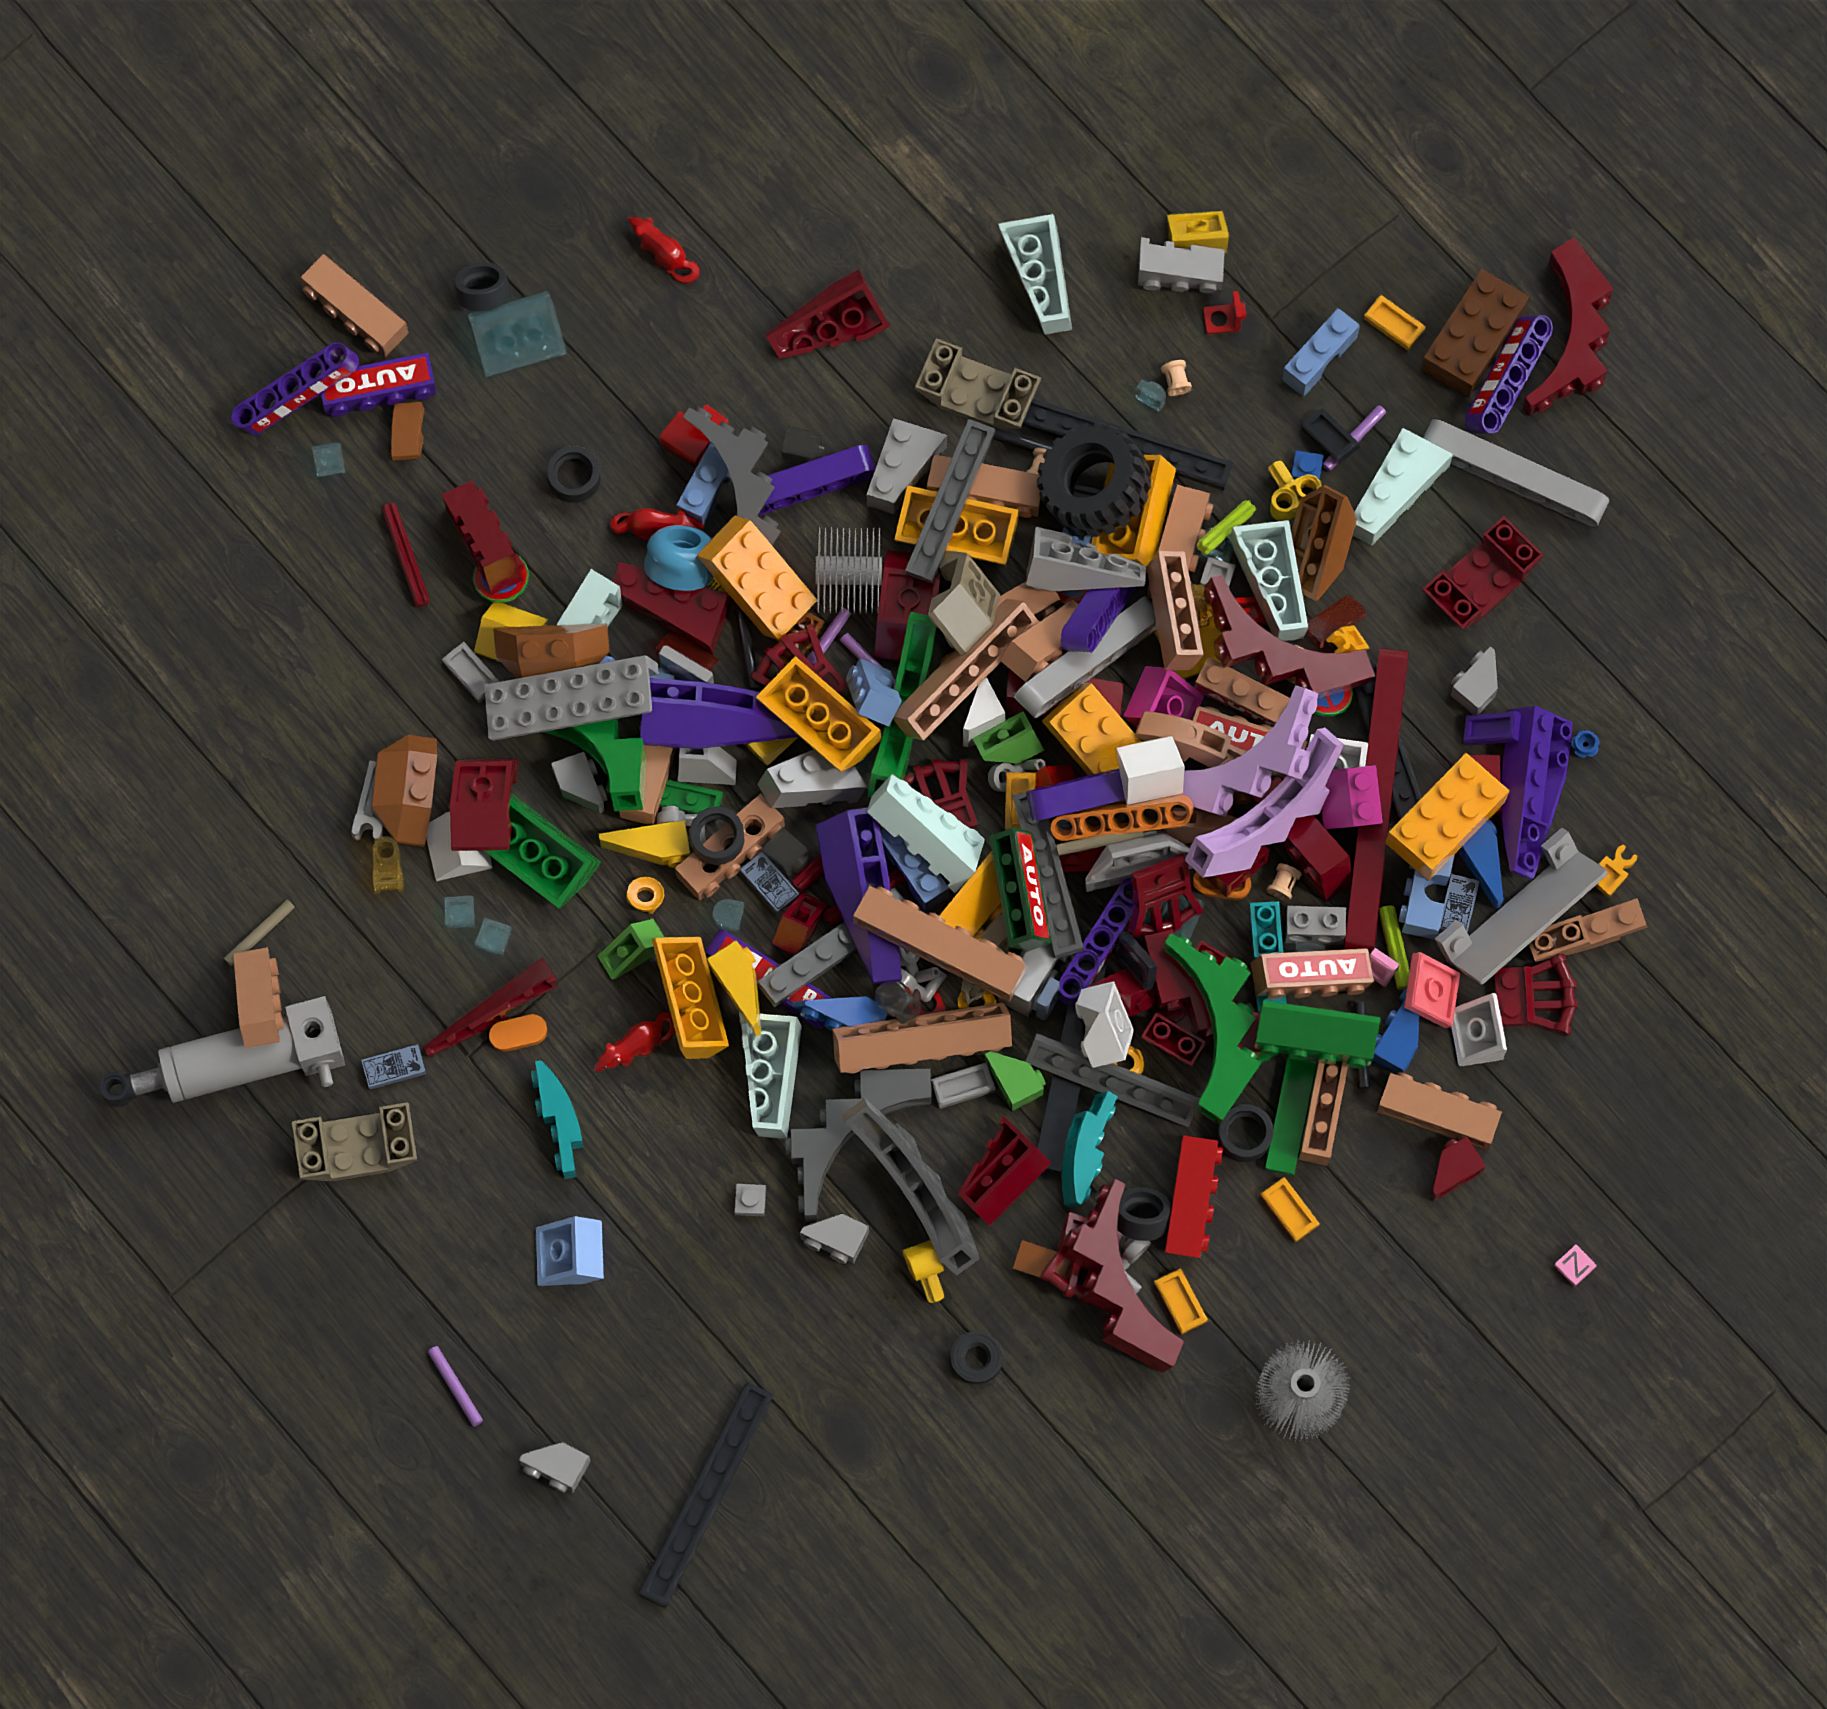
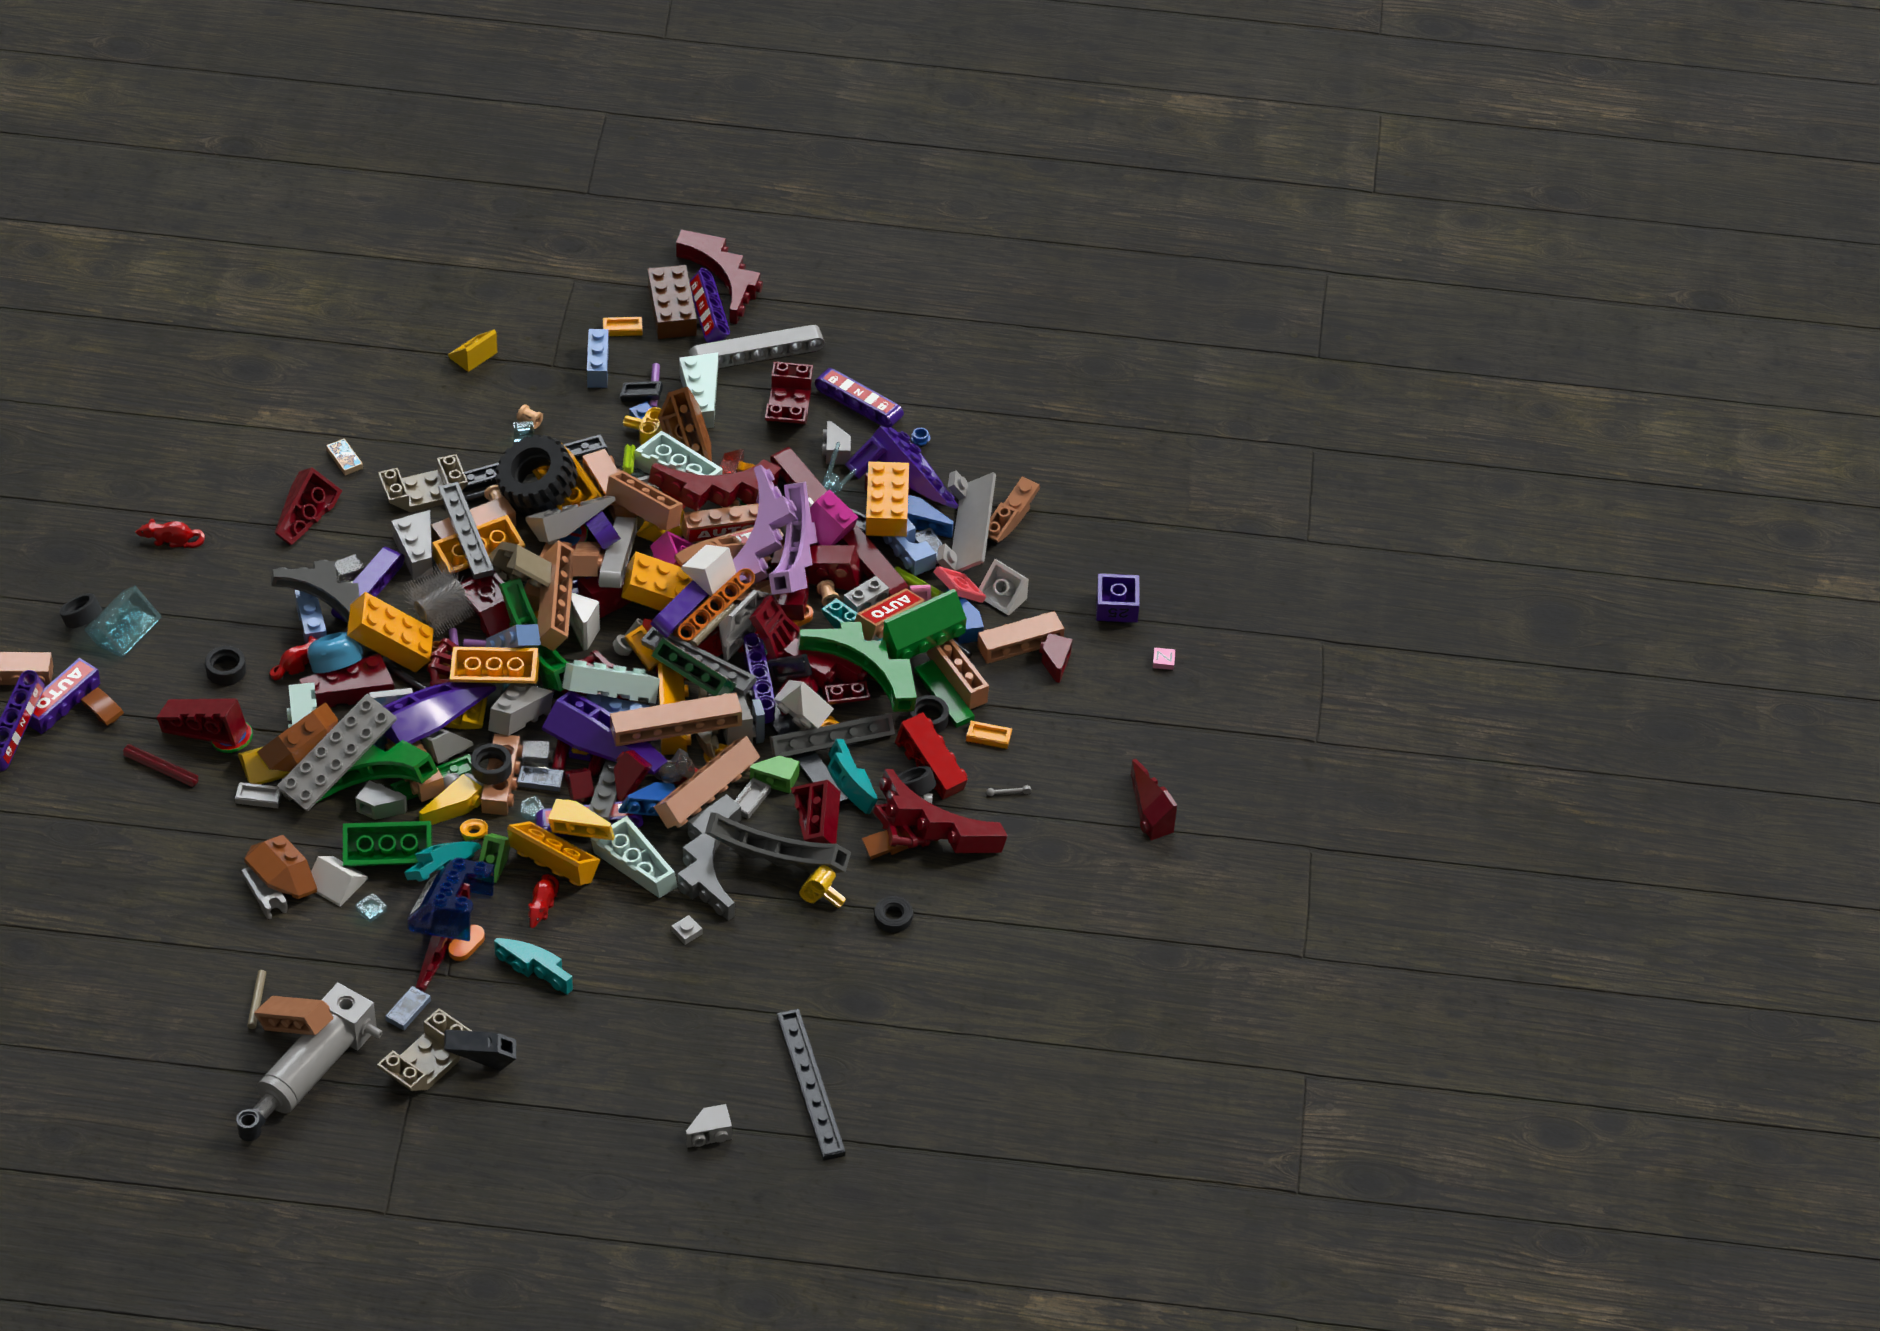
camera: 45 degrees left, 25 degrees down
(328, 459) = (66, 748): clear light blue plate -> none
(387, 871) = (307, 915): clear yellow piece -> none
(406, 1184) = (482, 1047): none -> black slope
(455, 1386) = (609, 1135): medium lavender bar -> none
(482, 803) = (338, 835): dark red slope -> none
(493, 936) = (402, 905): clear light blue plate -> none
(498, 977) = (439, 910): none -> clear blue windscreen
(569, 1252) = (608, 1021): light blue slope -> none
(578, 910) = (438, 856): none -> teal slope
(686, 439) = (278, 606): red piece -> none
(838, 1236) = (756, 910): light grey slope -> none
(846, 963) = (629, 773): none -> dark red slope
(933, 278) = (344, 456): none -> tile
(1009, 741) = (612, 621): bright green slope -> none
(1038, 260) = (403, 412): light aqua wedge -> none
(1180, 267) = (479, 366): light grey wedge -> none
(1180, 1301) = (976, 811): light orange tile -> none
(1222, 1285) = (1026, 790): none -> light grey hinge
(1234, 312) = (532, 372): red bracket -> none
(1296, 1400) = (1087, 801): light grey piece -> none
(1367, 1458) = (1154, 803): none -> dark red wedge
(1424, 730) = (831, 480): none -> clear light blue plant
(1516, 996) = (1008, 557): dark red plate -> none
(1564, 635) = (859, 398): none -> dark purple beam
(1592, 1148) = (1117, 598): none -> dark purple brick
(1615, 871) = (1000, 479): light orange plate -> none

